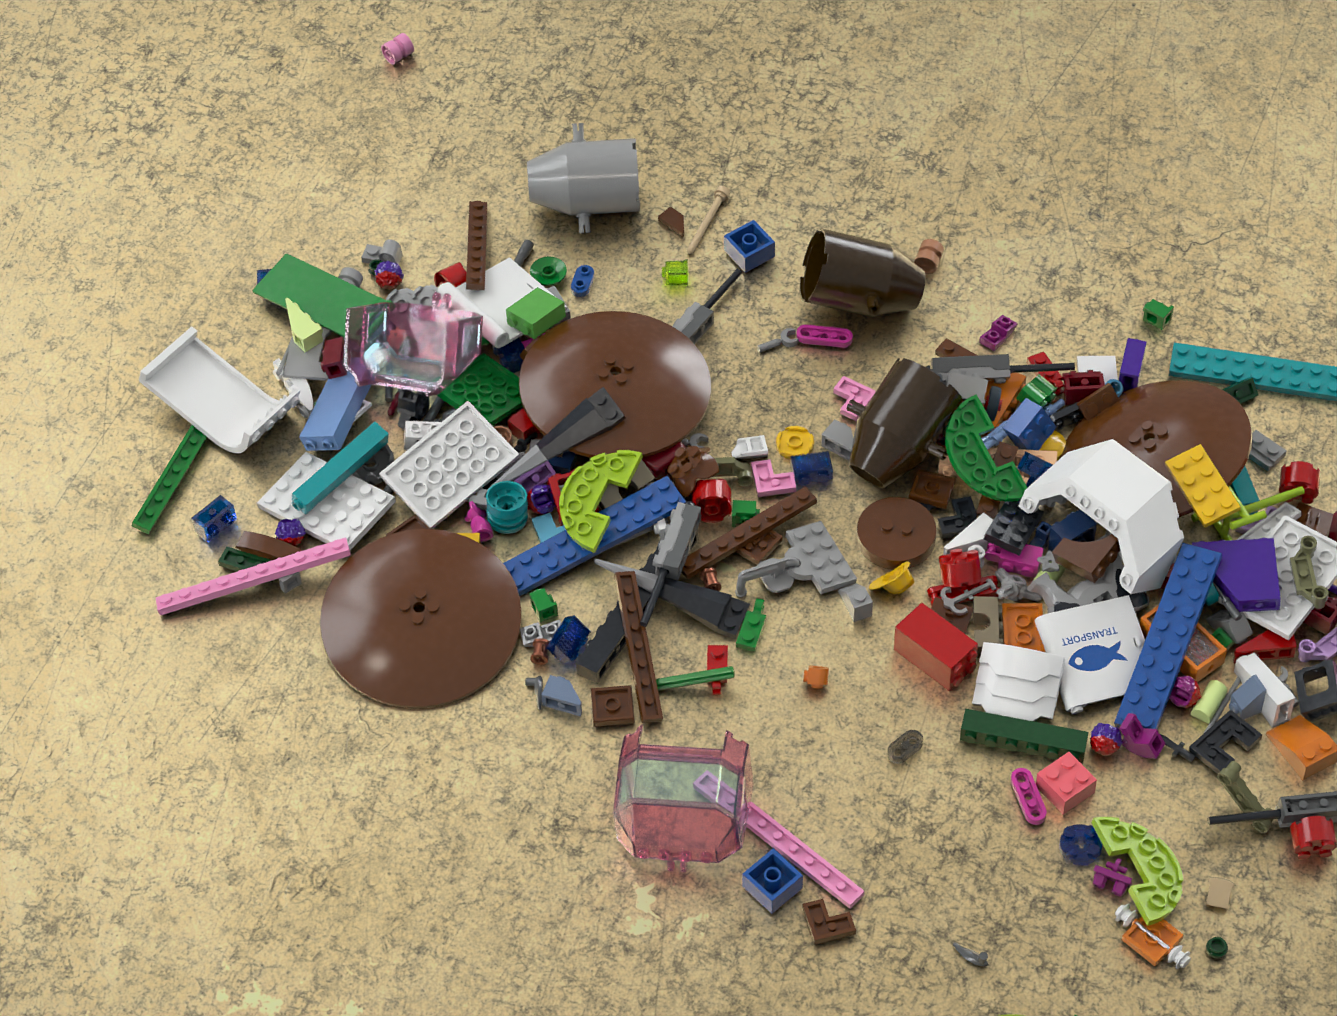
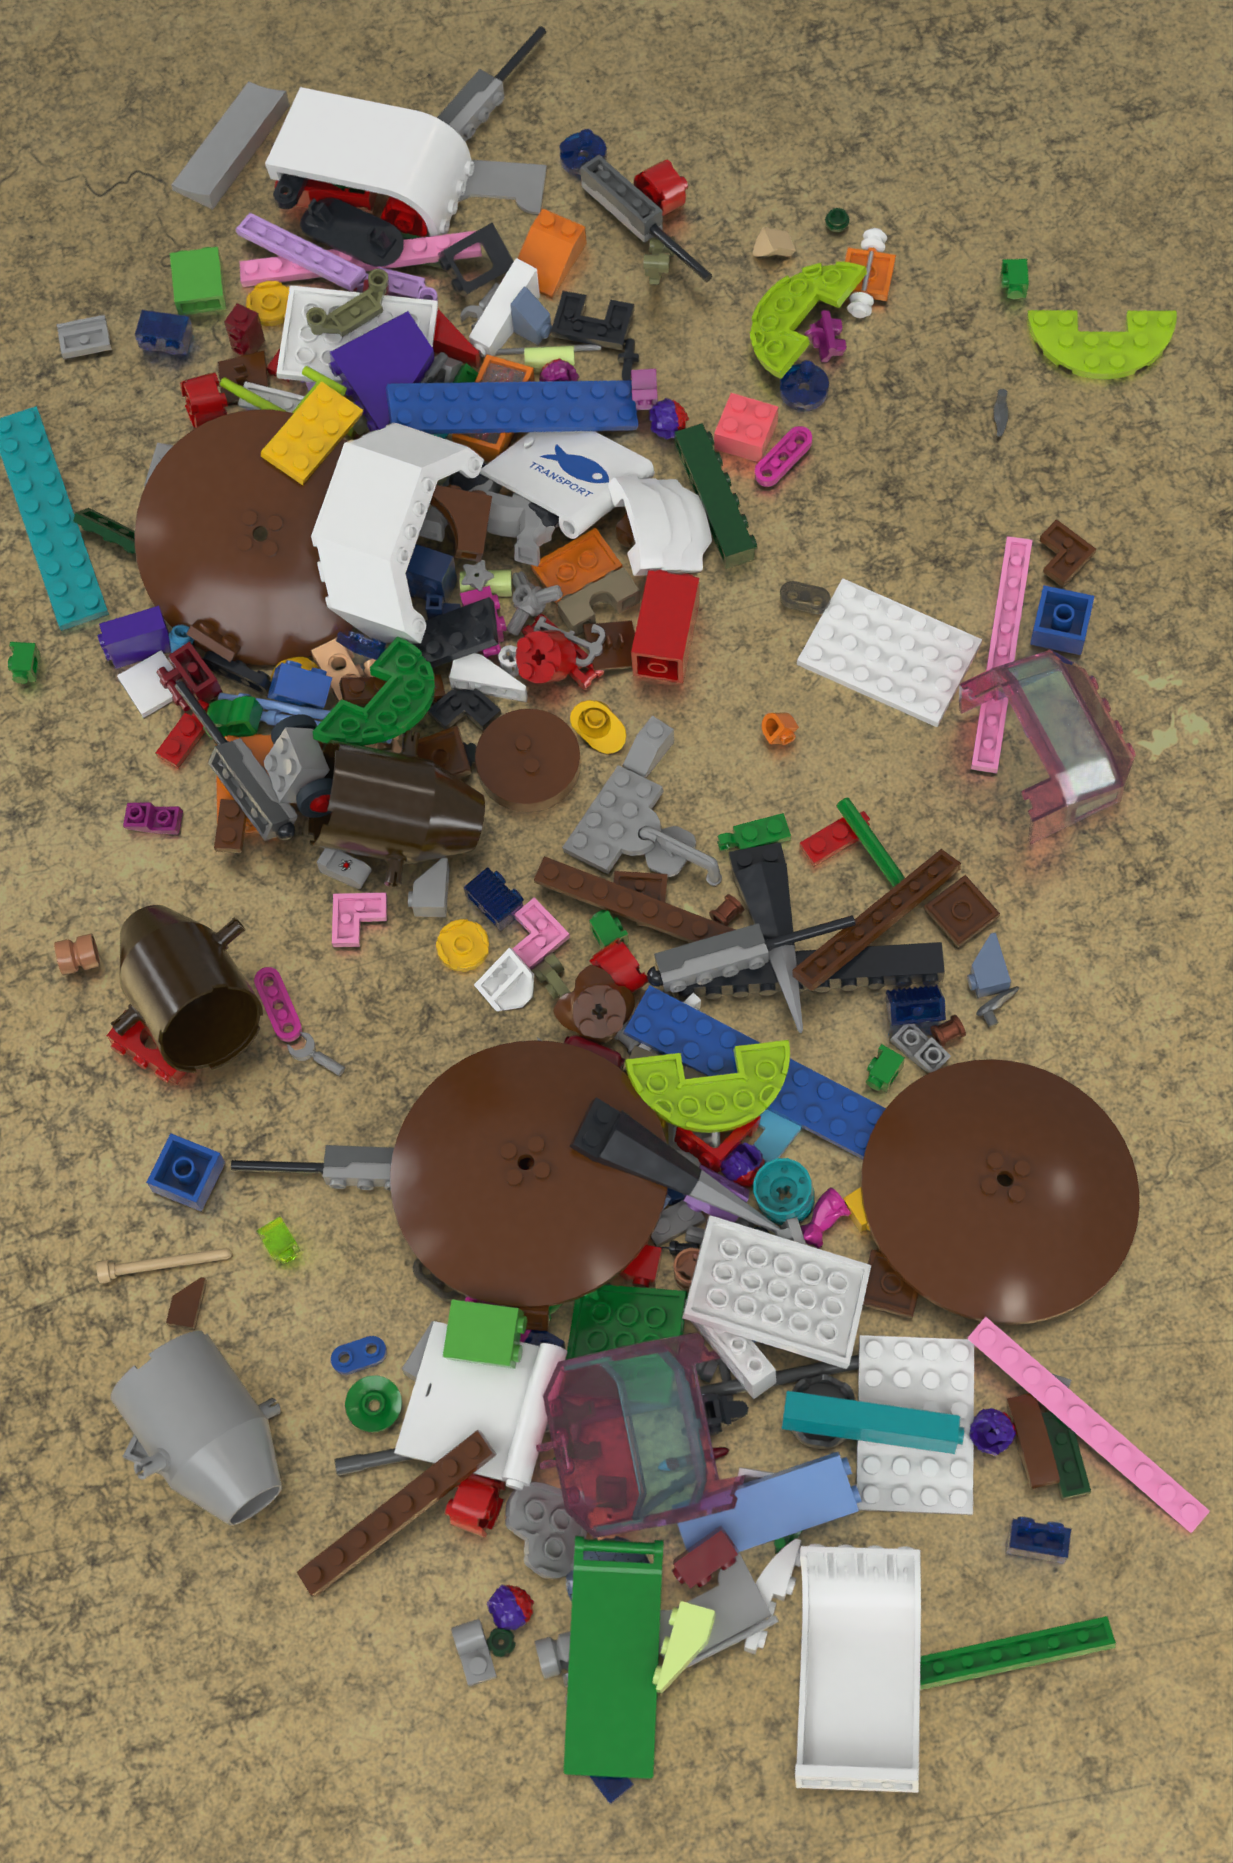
camera: 120 degrees left, 15 degrees up
(828, 775) = (889, 652): none -> white plate

